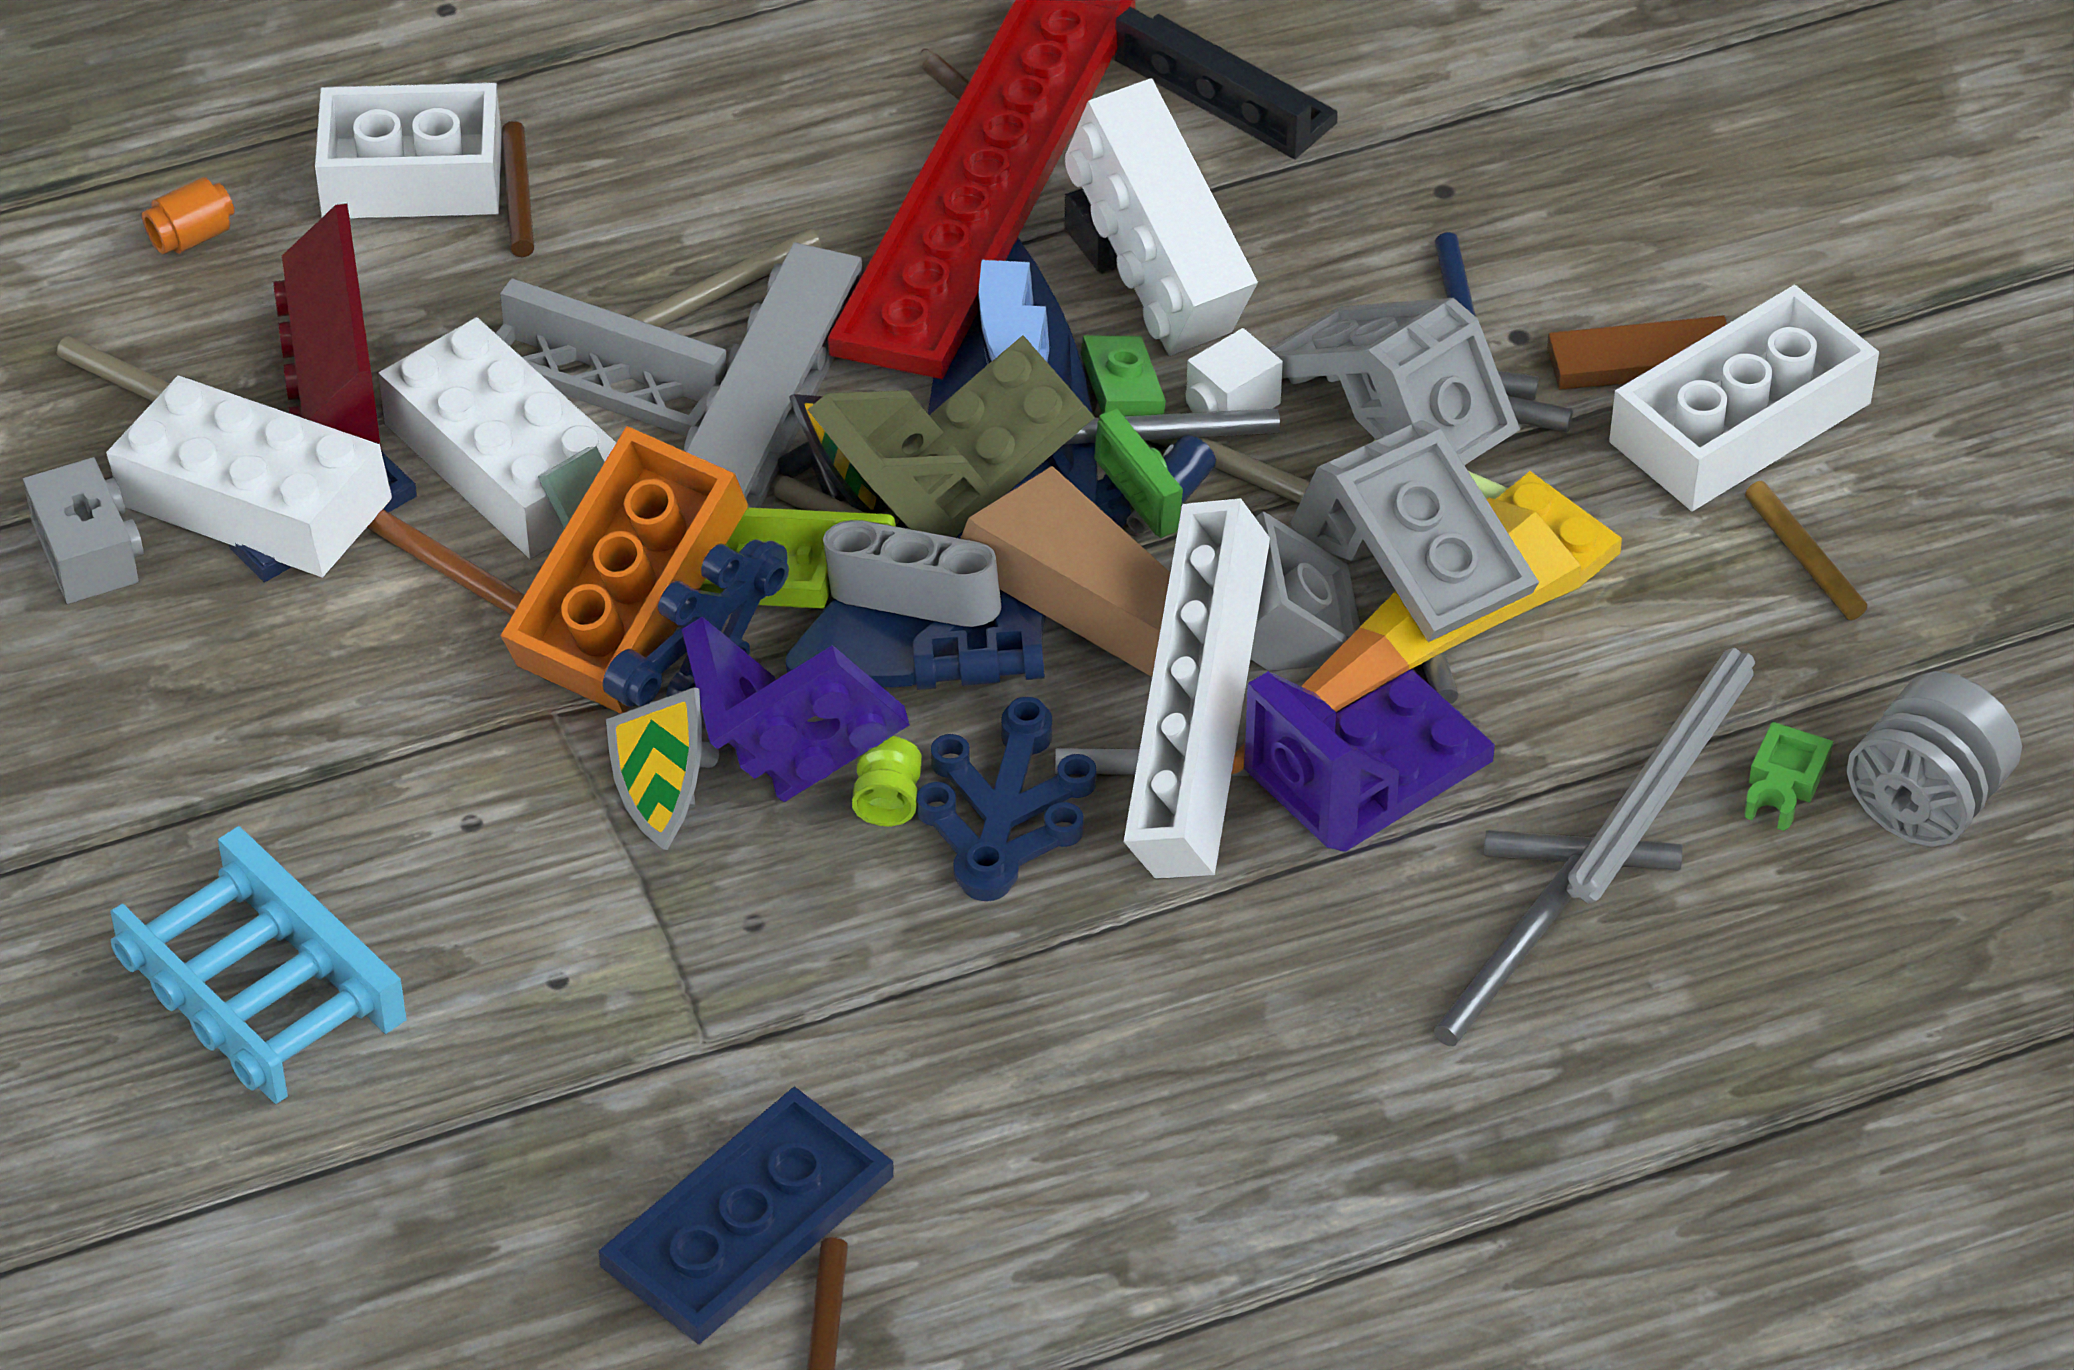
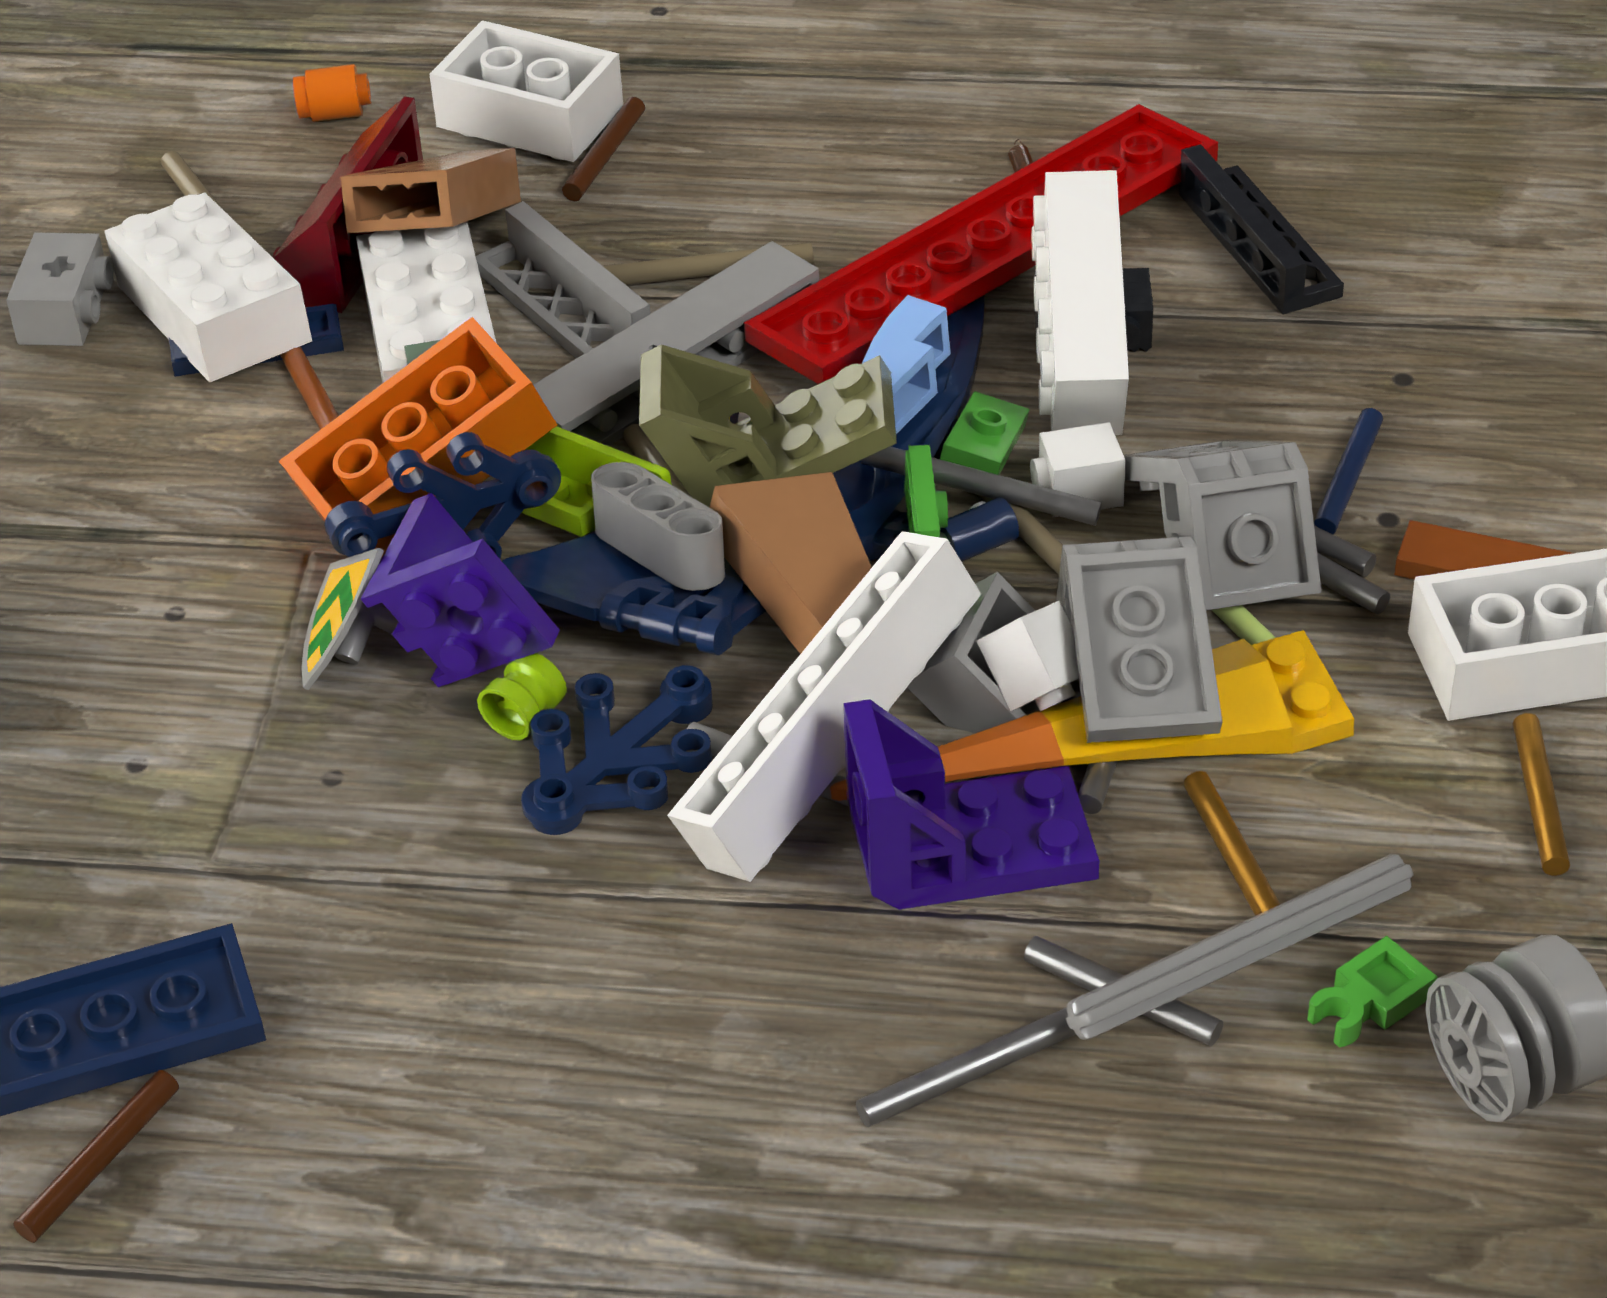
camera: 30 degrees right, 5 degrees down
(426, 300) = (431, 191): none -> medium nougat slope
(1340, 580) = (1033, 658): none -> white brick
(1589, 690) = (1230, 842): none -> pearl gold bar

